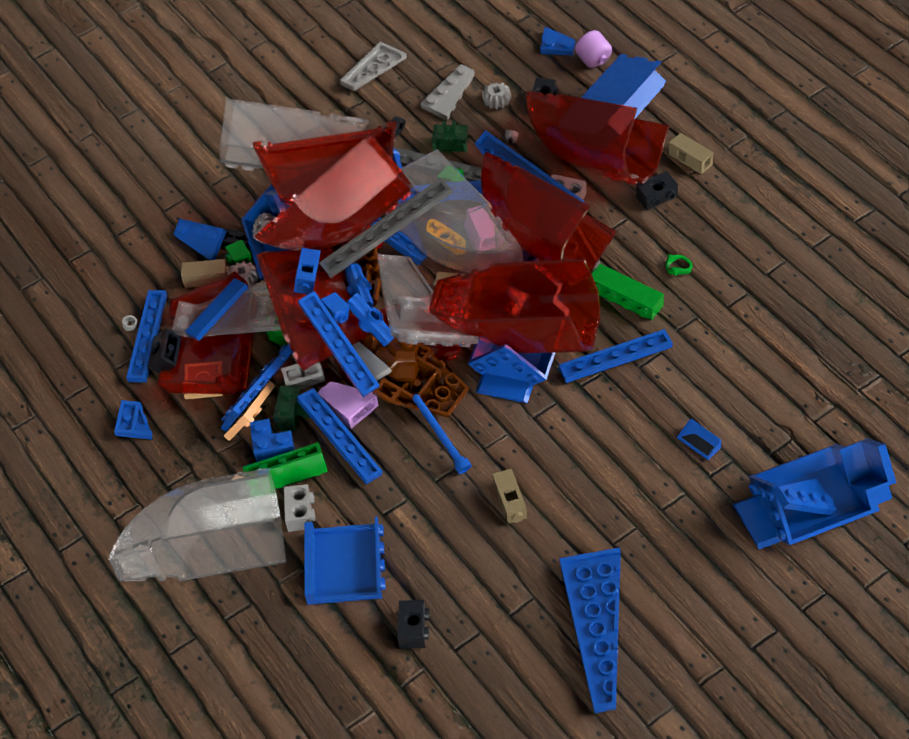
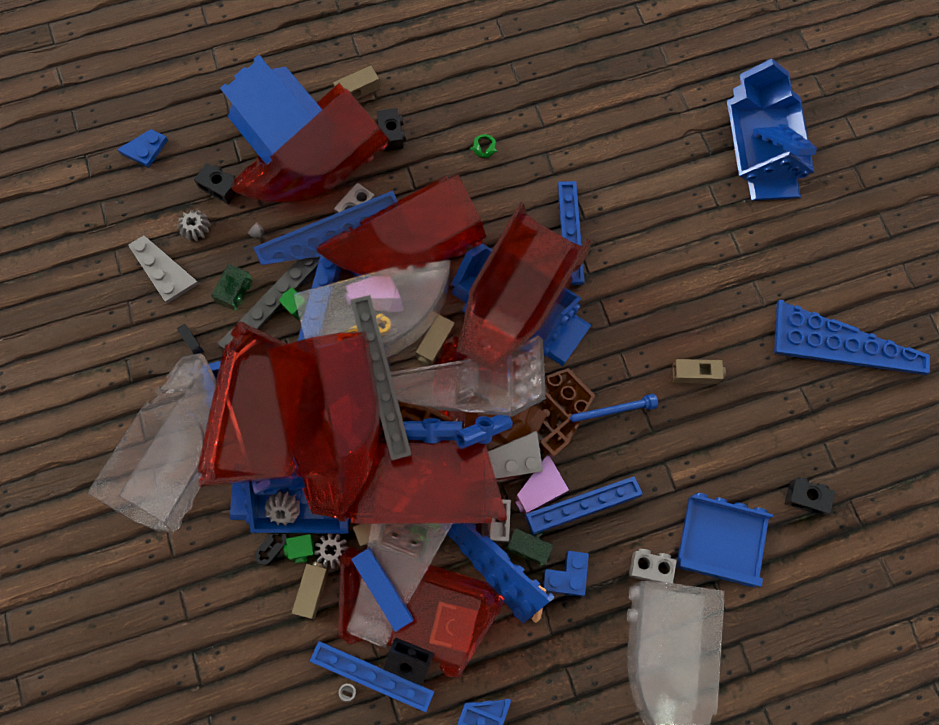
camera: 80 degrees left, 20 degrees up
(200, 237) = (254, 584): blue wing -> none
(293, 465) = (607, 569): green brick -> none
(307, 271) = (404, 475): blue brick -> none
(337, 307) = (466, 461): blue brick -> none
(338, 344) = (505, 470): blue plate -> none
(375, 63) = (79, 328): light grey wing -> none
(593, 49) = (179, 116): lavender head -> none
(628, 292) = (505, 196): green brick -> none
(699, 439) = (683, 199): blue slope -> none

